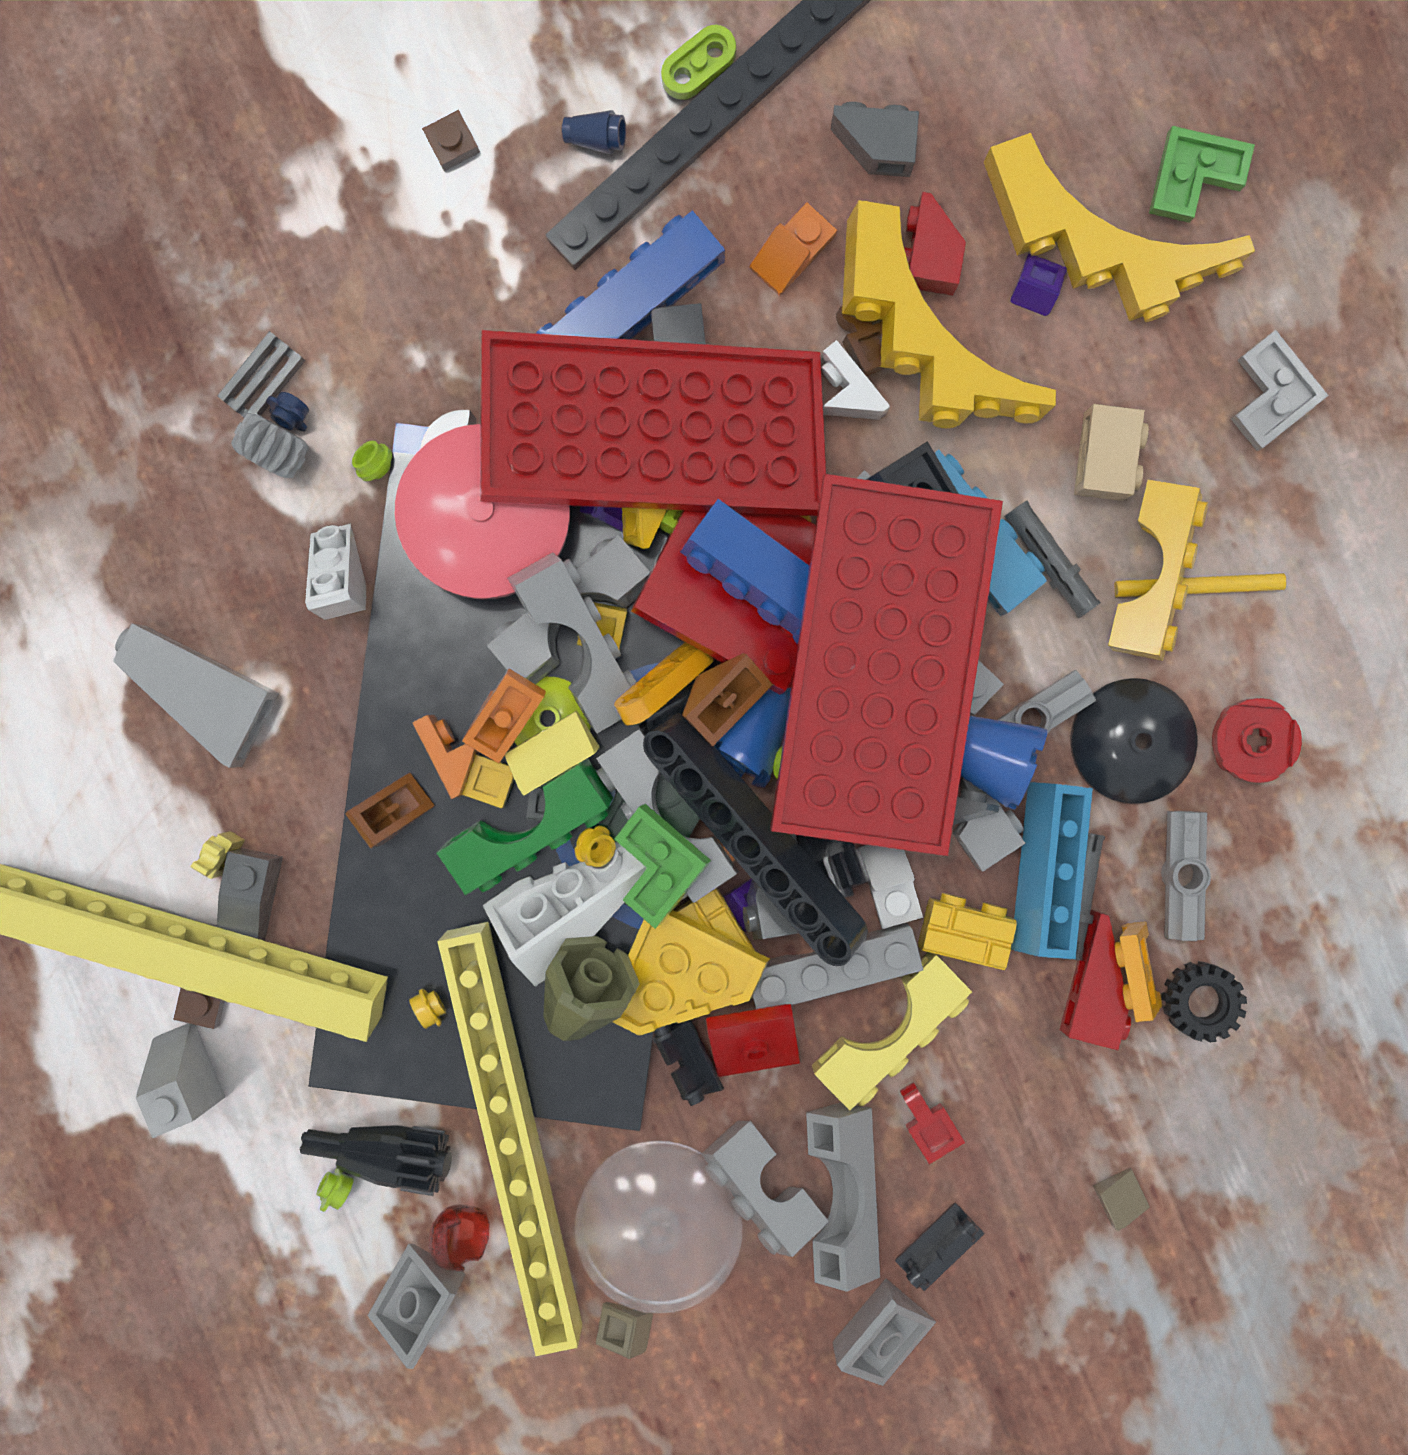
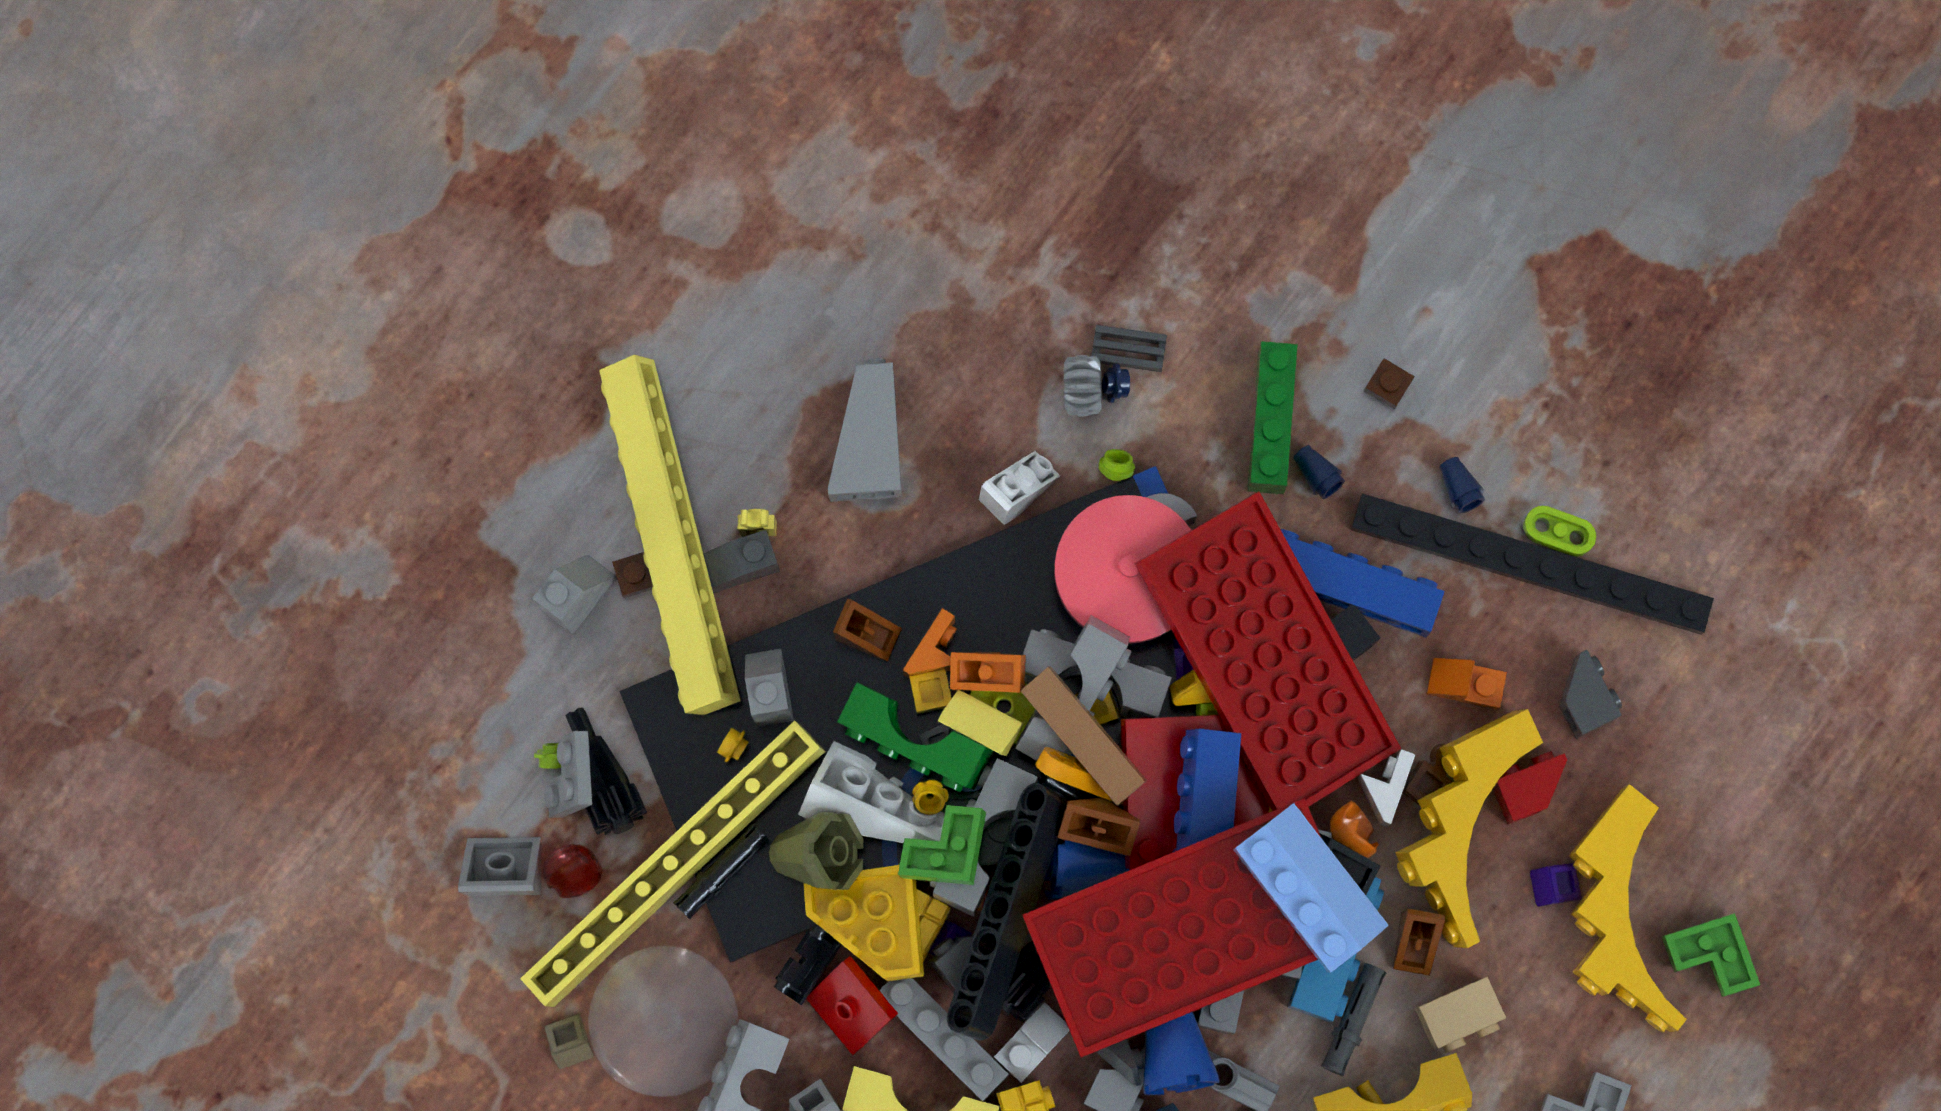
camera: 65 degrees right, 10 degrees down
(374, 1196) = (573, 788): none -> light grey plate
(390, 945) = (767, 688): none -> light grey slope
(415, 273) = (1272, 417): none -> green arch
(498, 264) = (1318, 472): none -> dark blue cone
(549, 1103) = (727, 865): none -> black pin
(625, 659) = (1083, 735): none -> medium nougat tile
(871, 450) = (1353, 829): none -> orange hair
(923, 522) = (1311, 888): none -> light blue slope
(1015, 451) = (1417, 941): none -> dark orange slope

